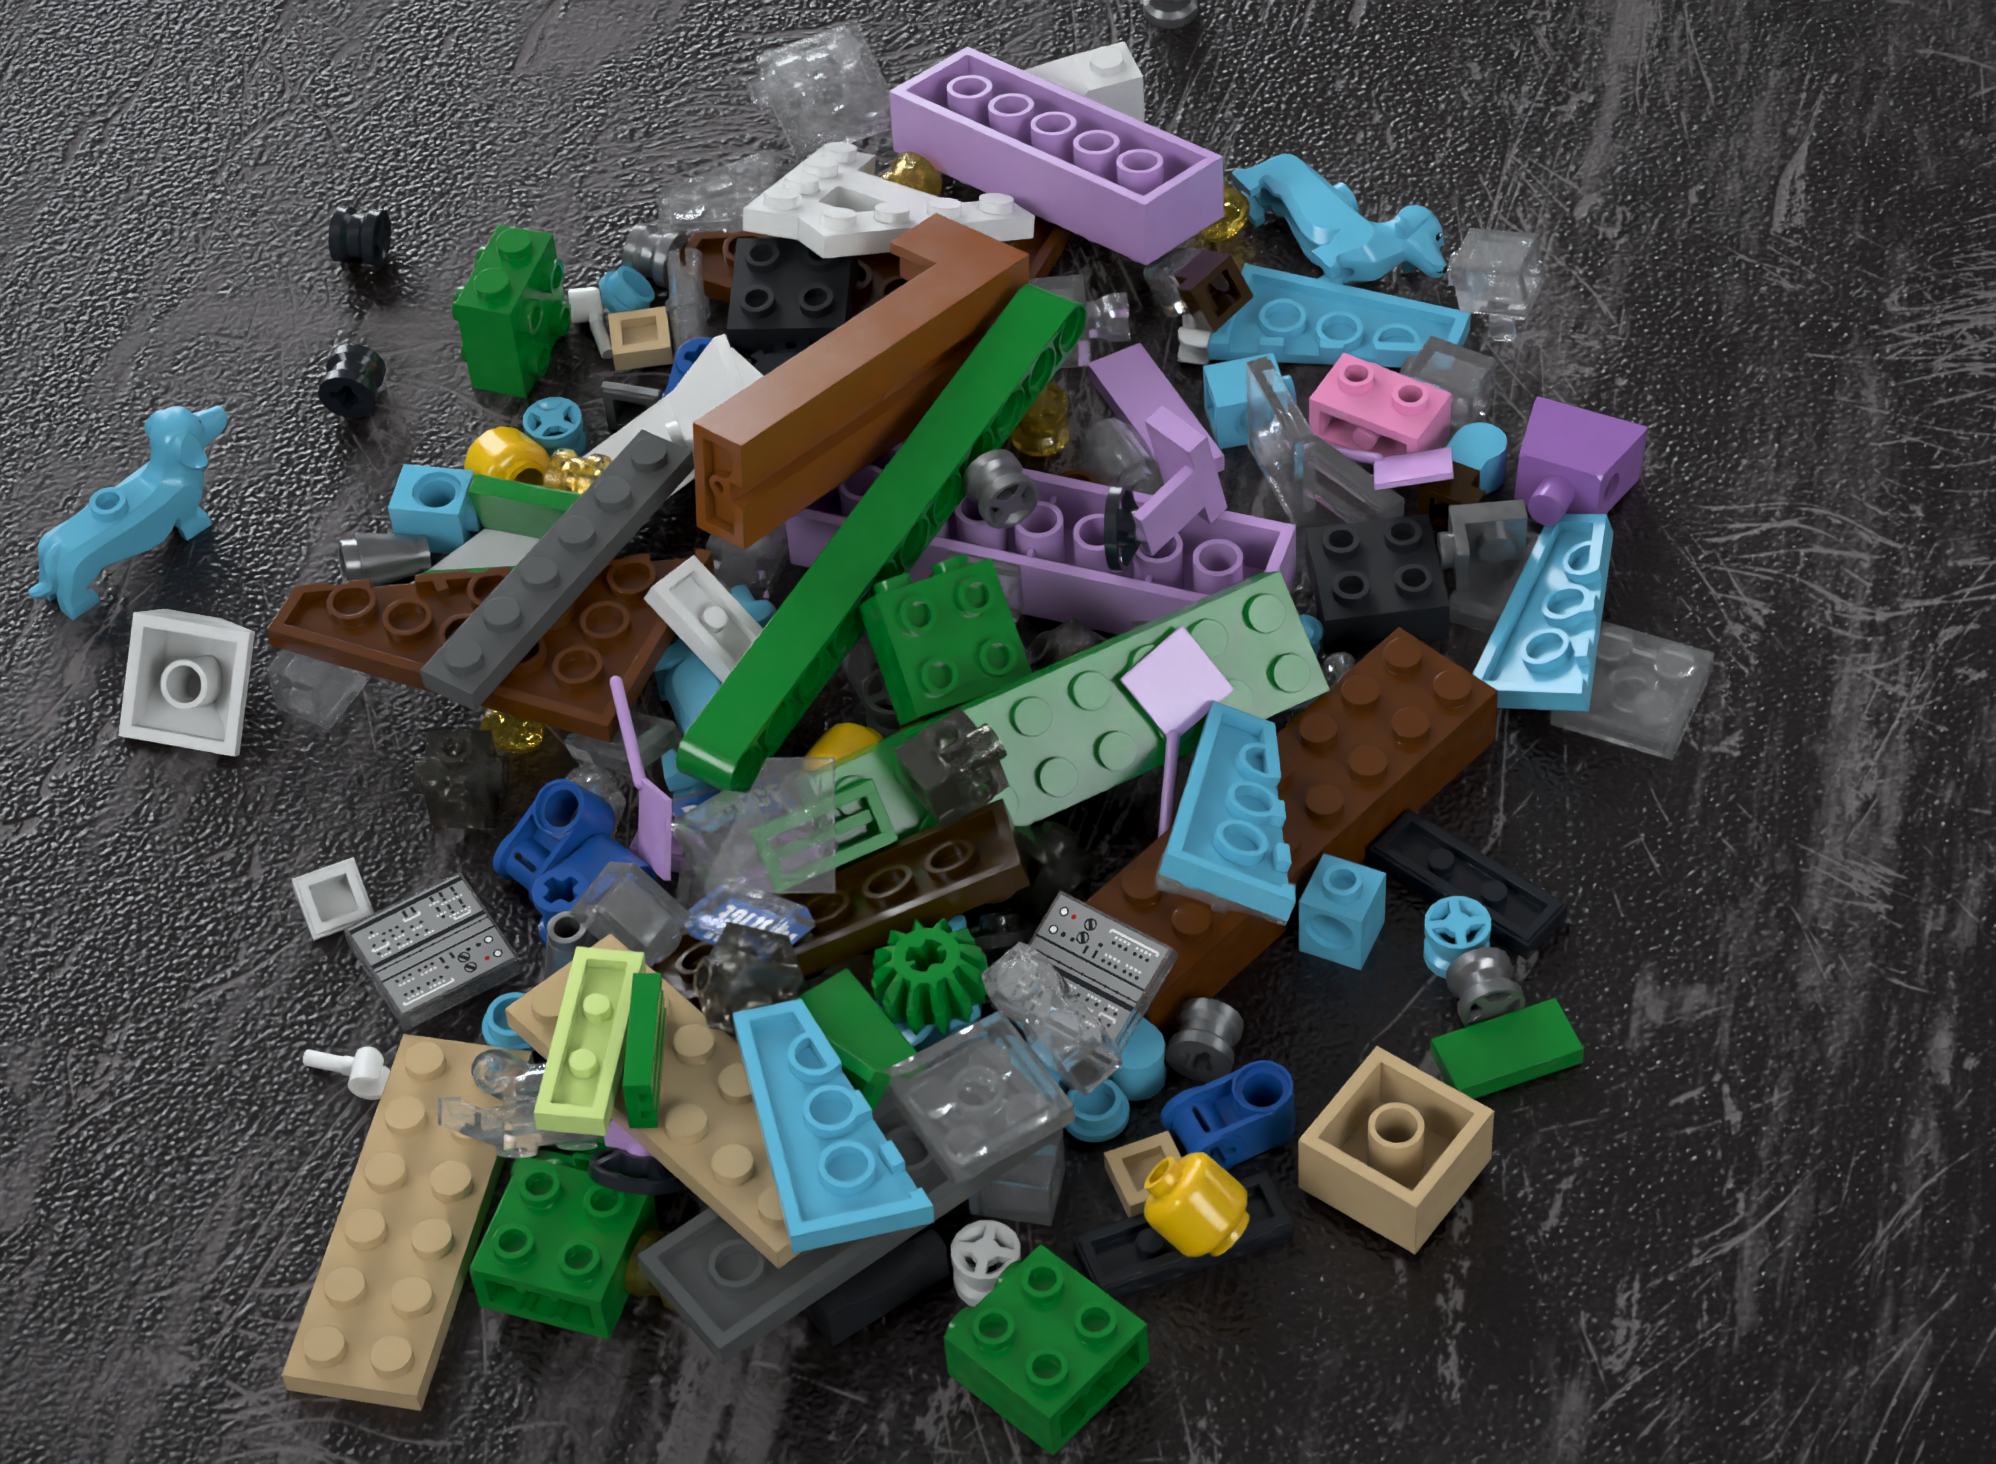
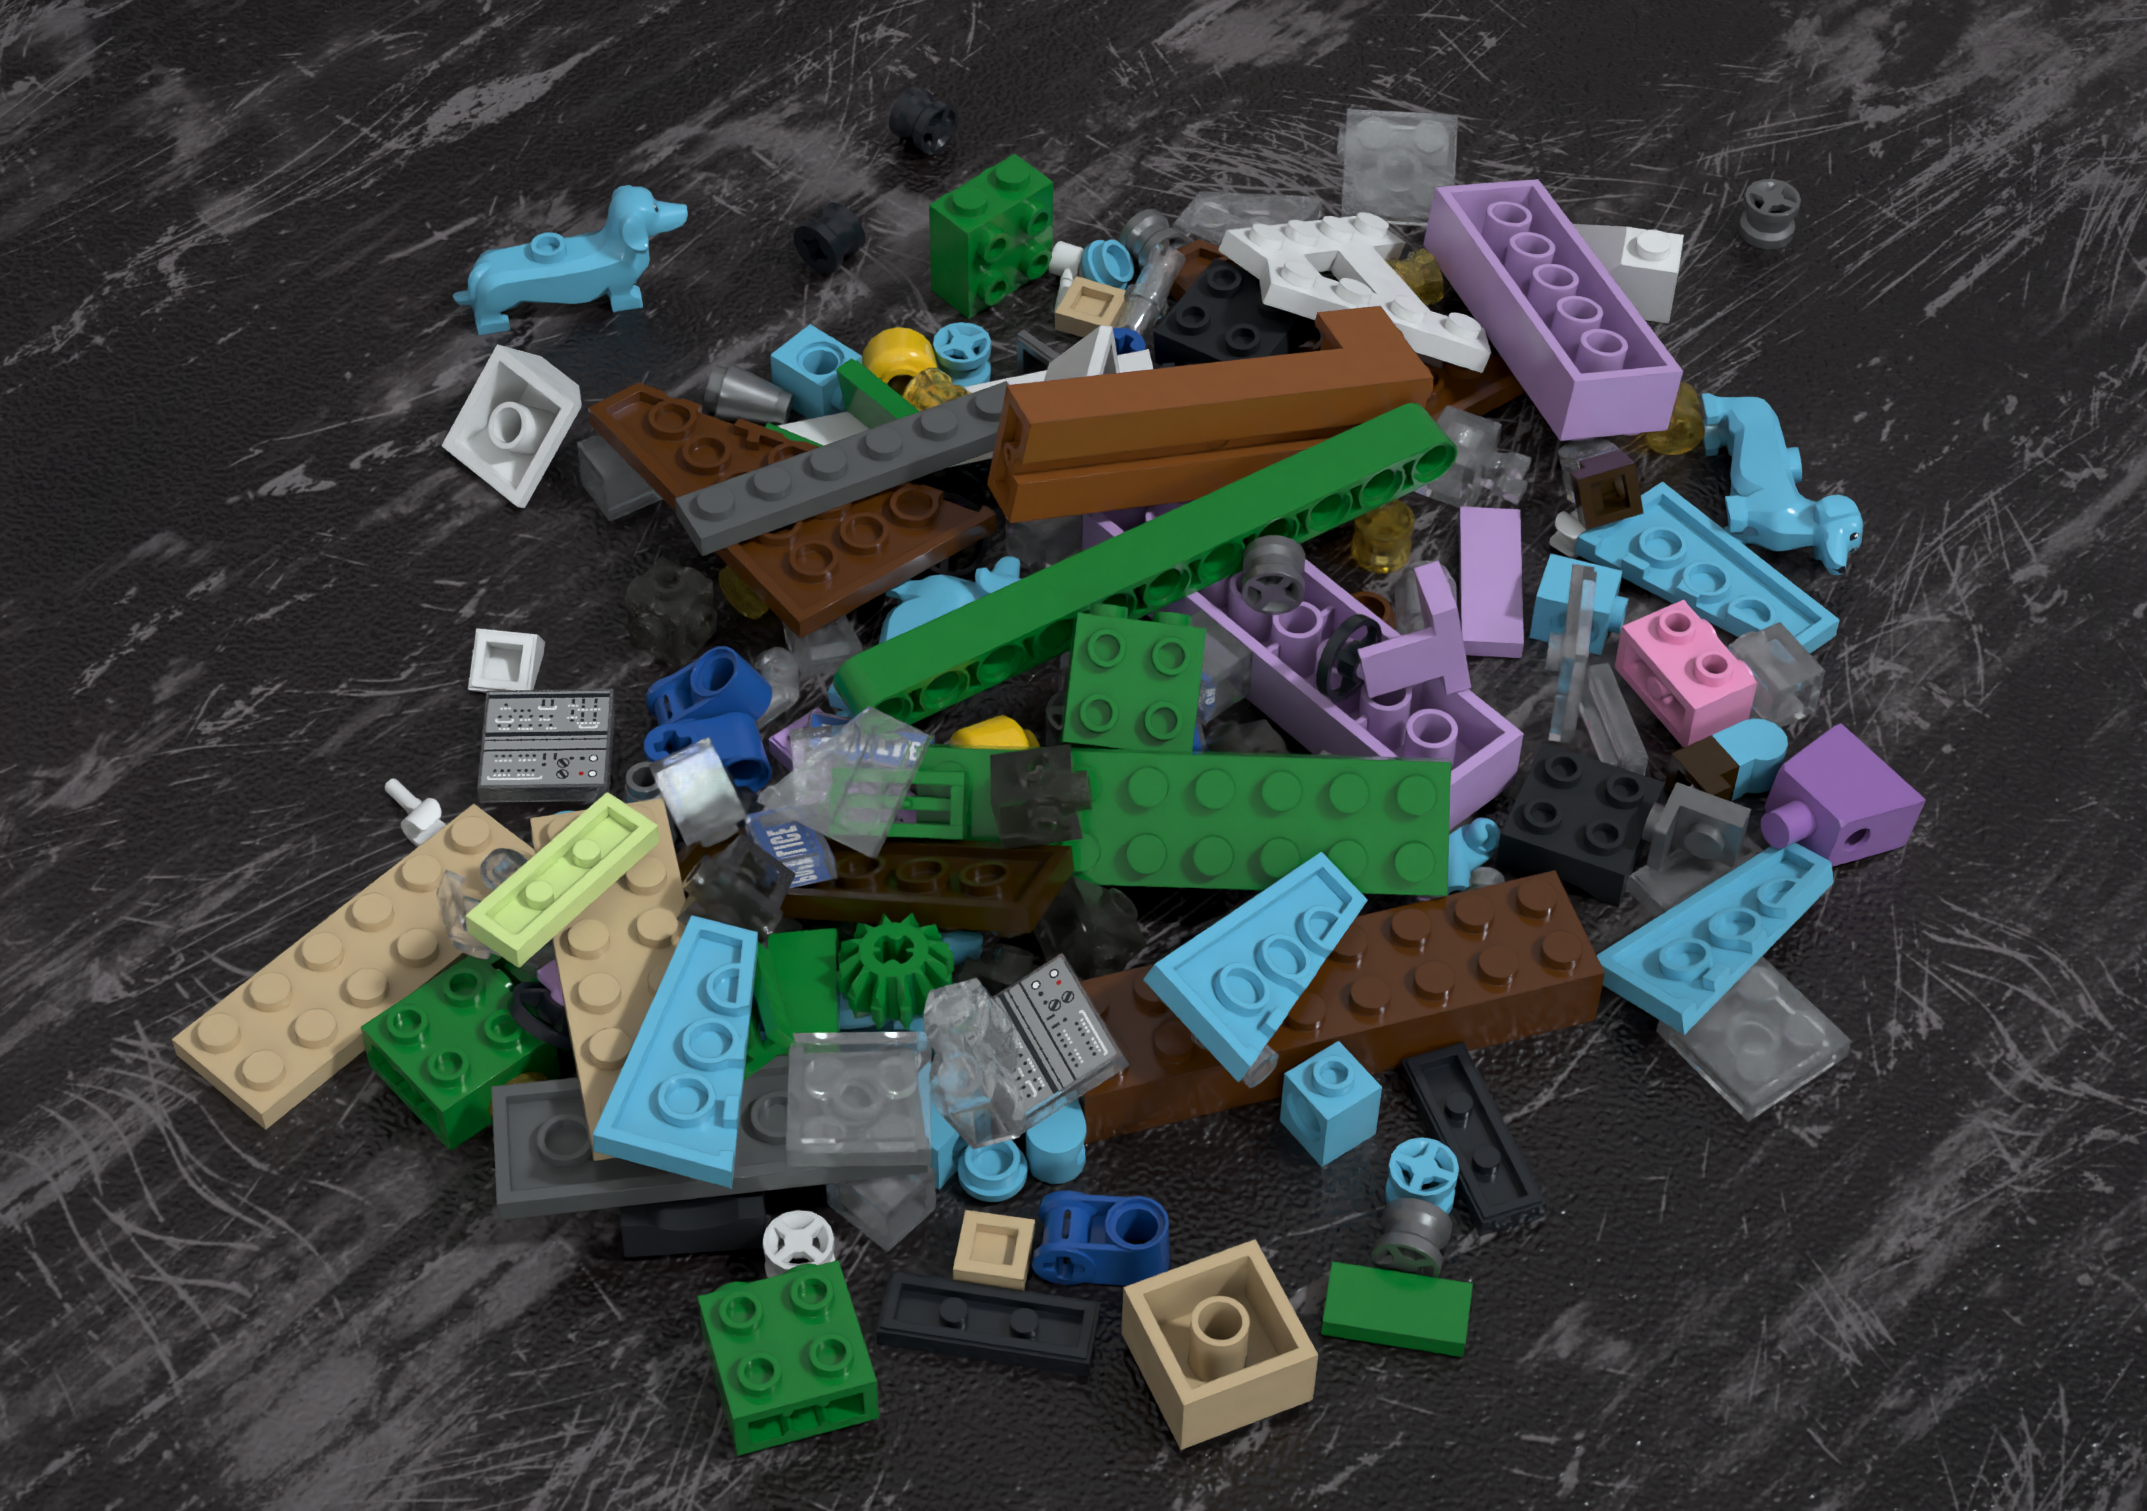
camera: 25 degrees right, 0 degrees up
(644, 1050) = (597, 910): green tile -> none
(654, 805) = (800, 672): lavender piece -> none
(704, 616) = (946, 560): white plate -> none
(1175, 690) = (1294, 824): lavender piece -> none
(1196, 1204) = (998, 1297): yellow head -> none
(1204, 1039) = (1128, 1155): flat silver wheel -> none
(1405, 468) = (1664, 729): lavender piece -> none
(1498, 277) = (1879, 597): clear brick -> none

